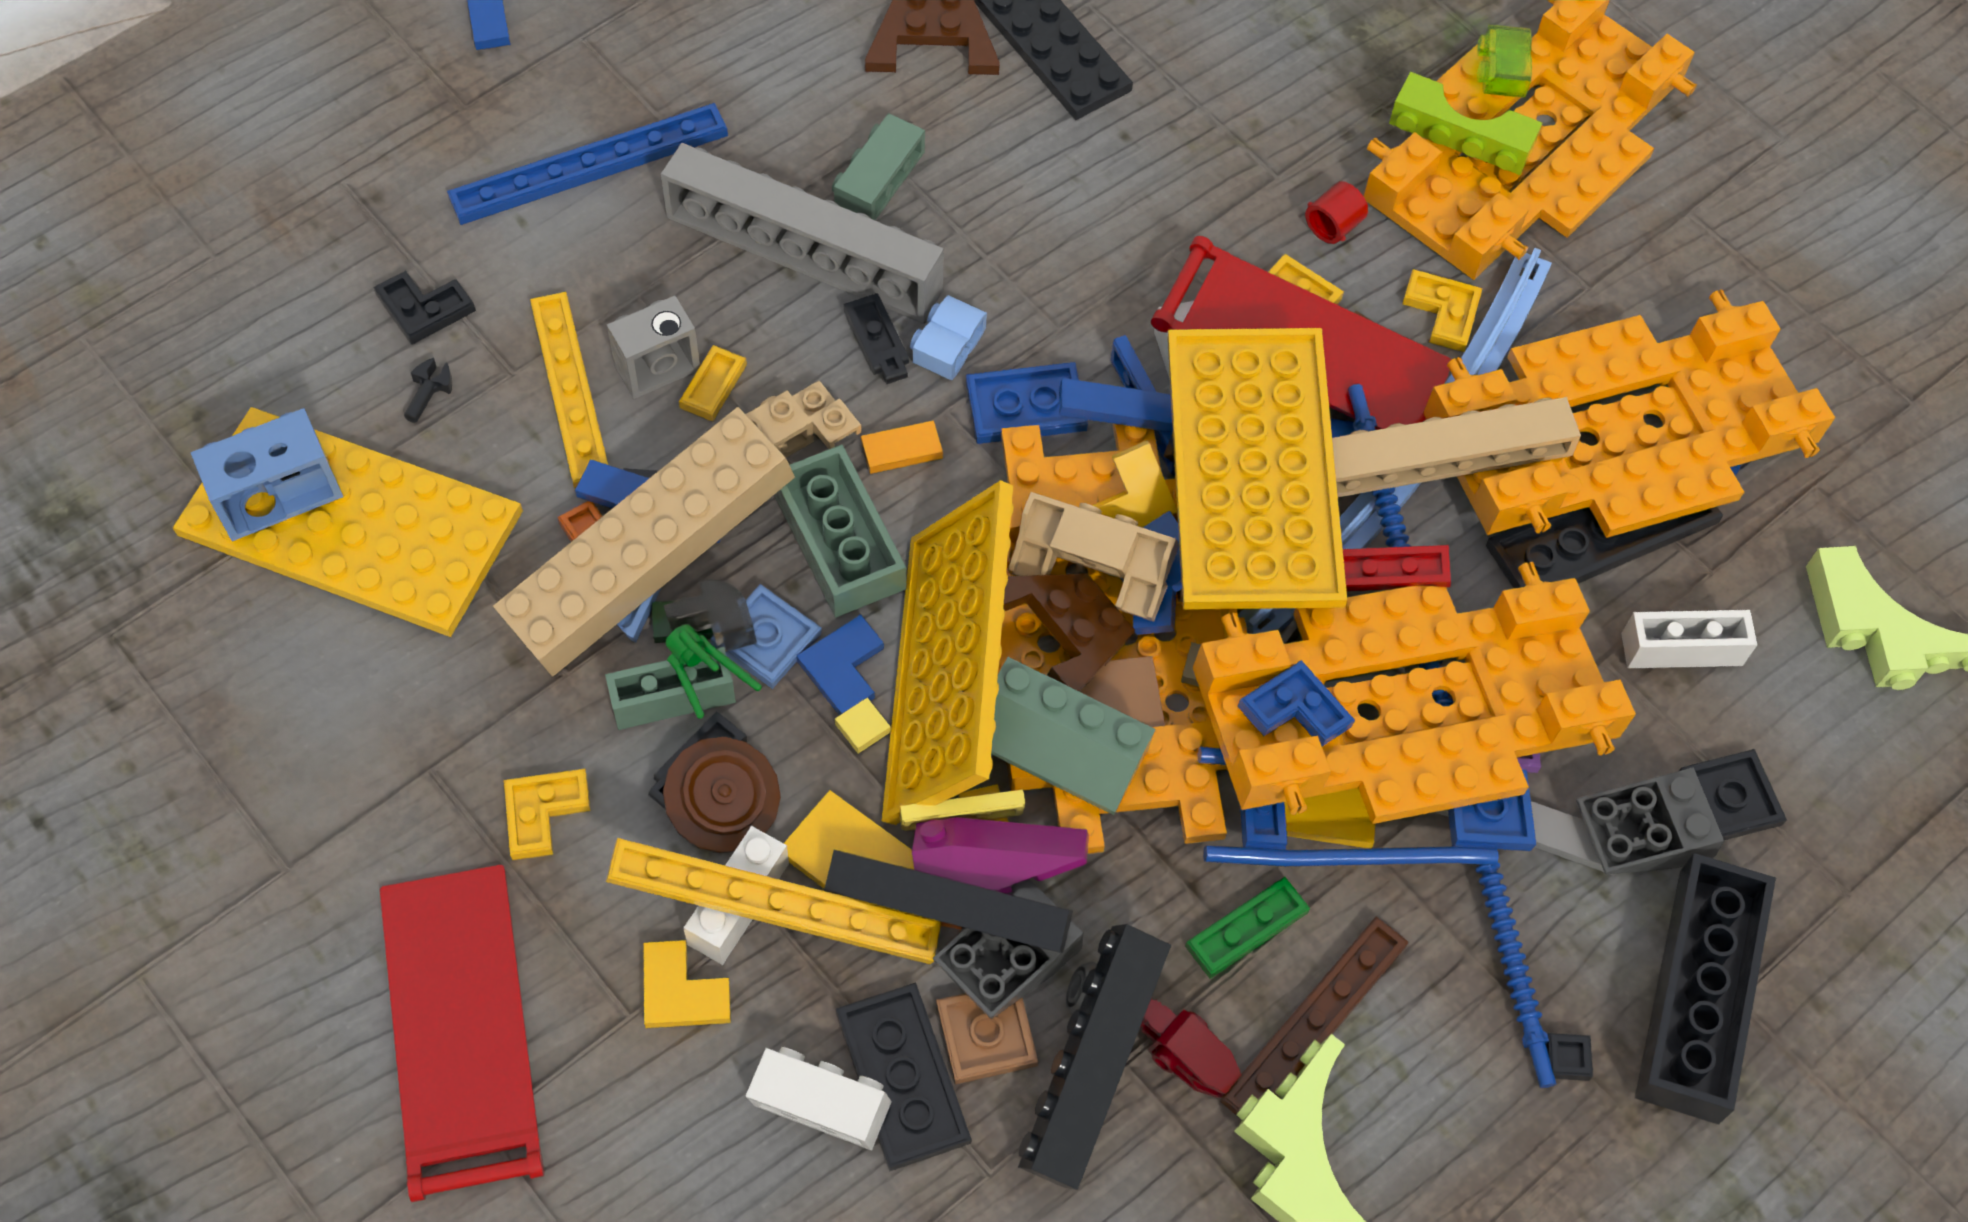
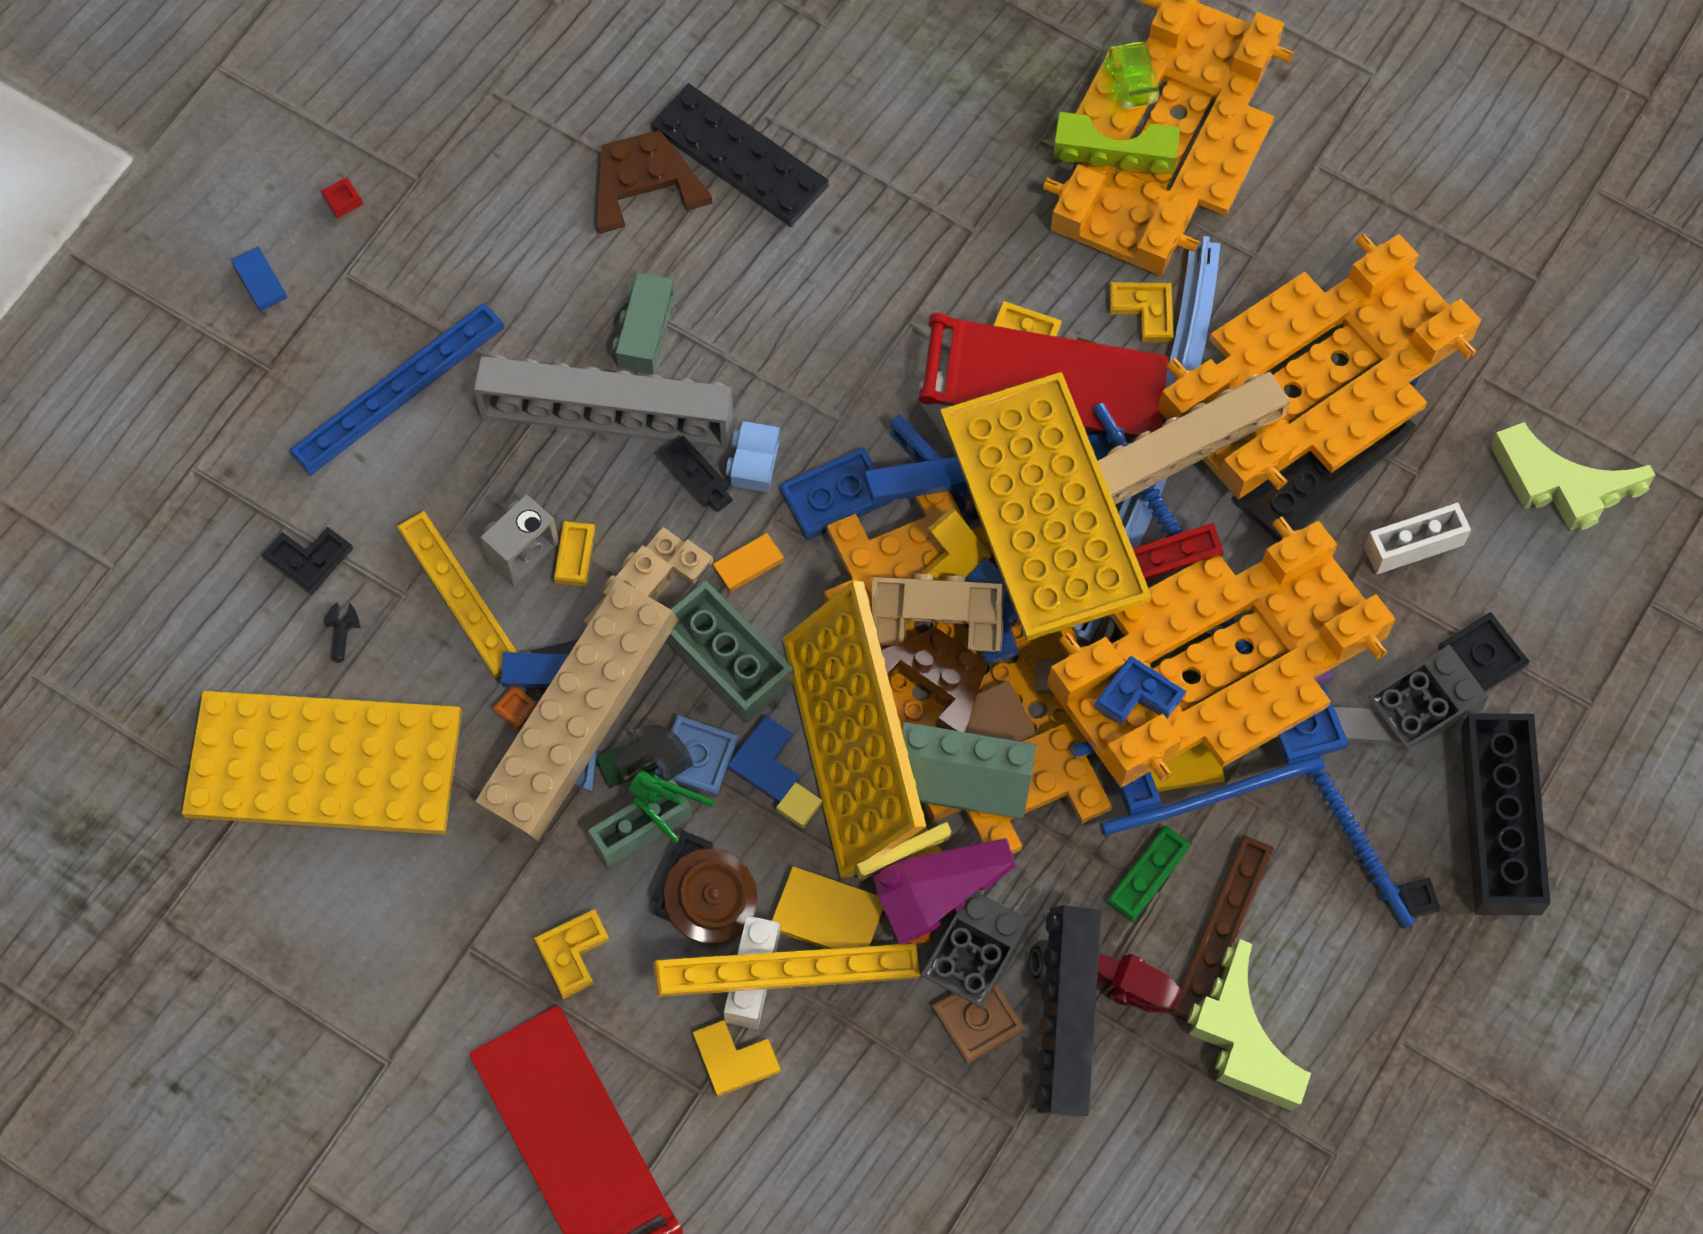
camera: 15 degrees left, 5 degrees up
(269, 458) = (259, 734): medium blue piece -> none
(819, 1096) = (871, 1107): white brick -> none
(897, 1047) = (926, 1071): black tile -> none
(949, 901) = (920, 927): black tile -> none
(1336, 212) = (1034, 251): red piece -> none

